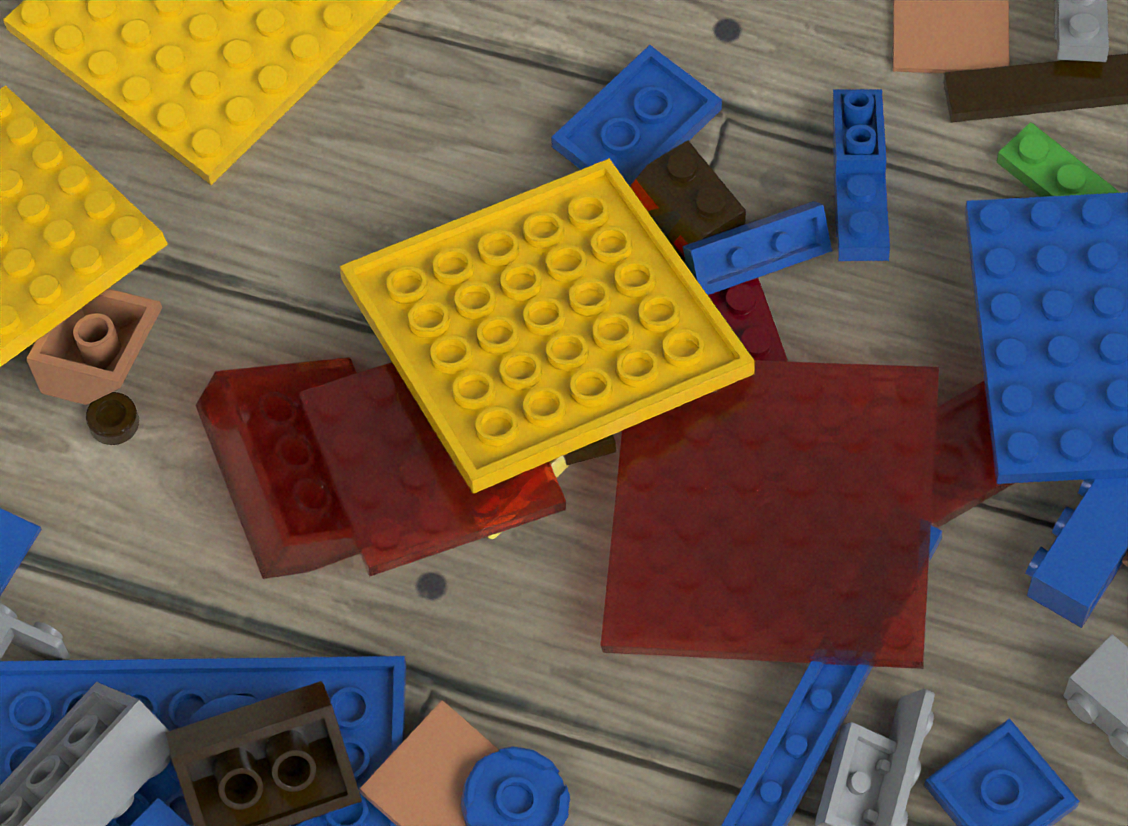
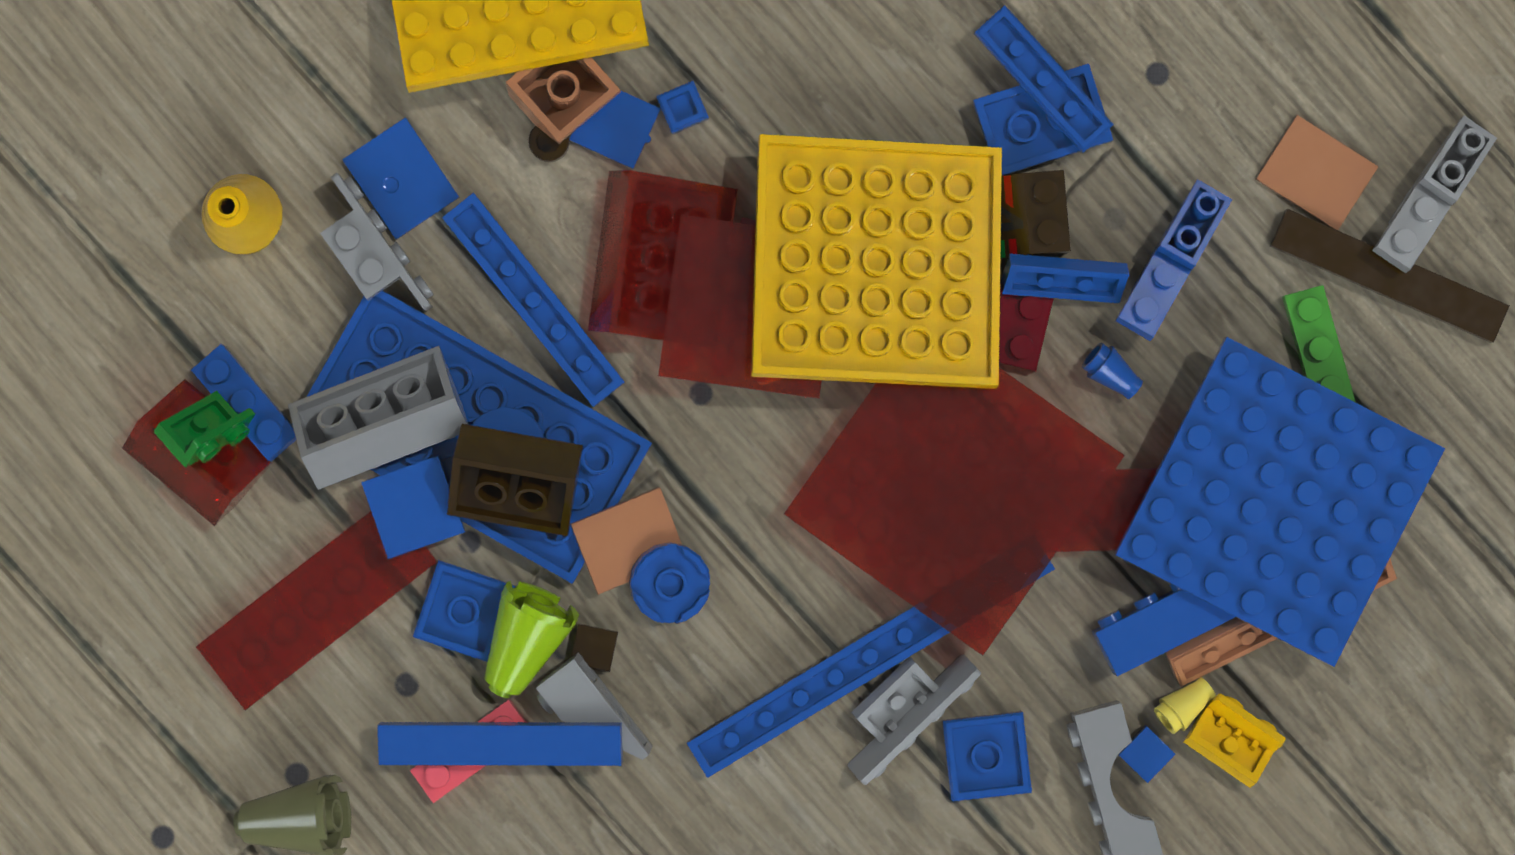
camera: 25 degrees right, 25 degrees up
(176, 365) = (619, 129): none -> blue piece
(184, 583) = (533, 300): none -> blue plate
(243, 310) = (682, 107): none -> blue tile
(612, 78) = (1043, 79): none -> blue tile
(868, 316) = (1111, 370): none -> blue cone

